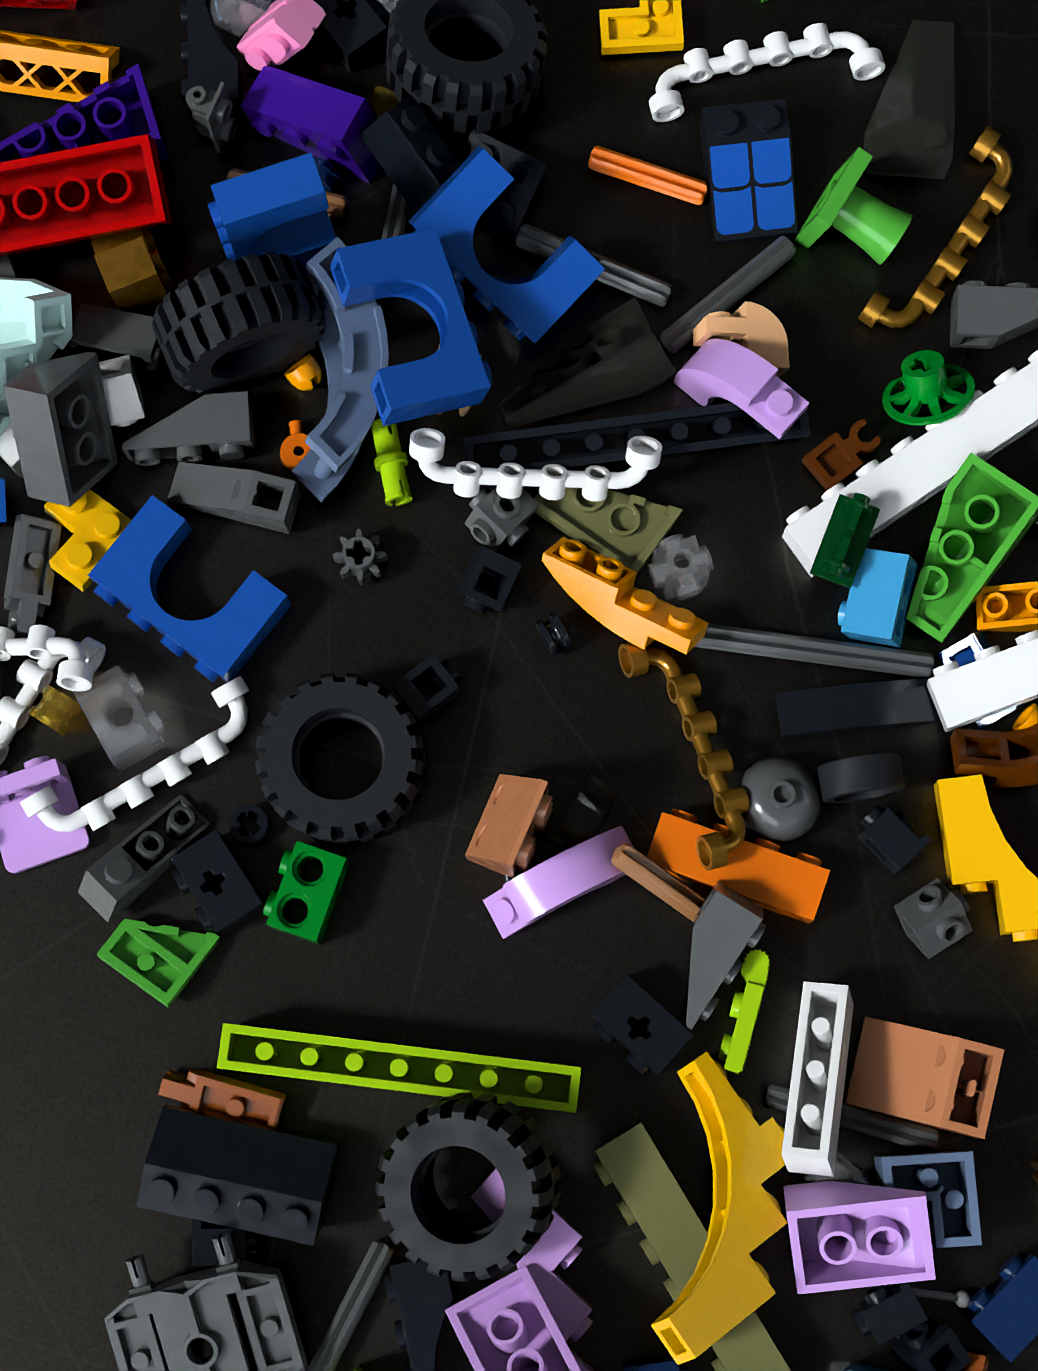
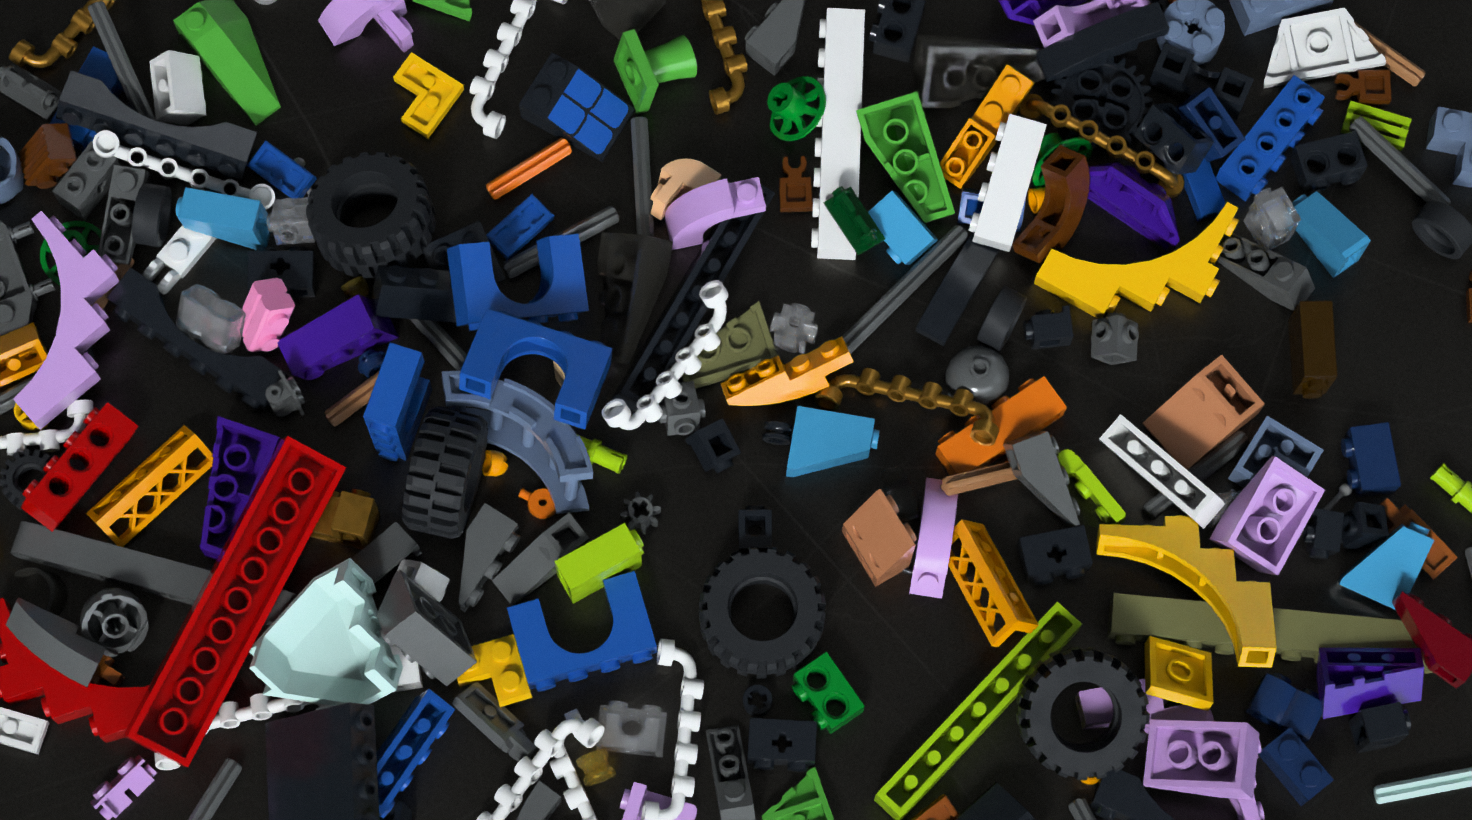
camera: 60 degrees left, 5 degrees down
(270, 550) = (598, 560): none -> lime brick
(559, 979) = (990, 574): none -> light orange fence
(576, 212) = (519, 227): none -> blue plate
(584, 692) = (828, 440): none -> dark azure slope
(600, 1260) = (1178, 673): none -> yellow plate

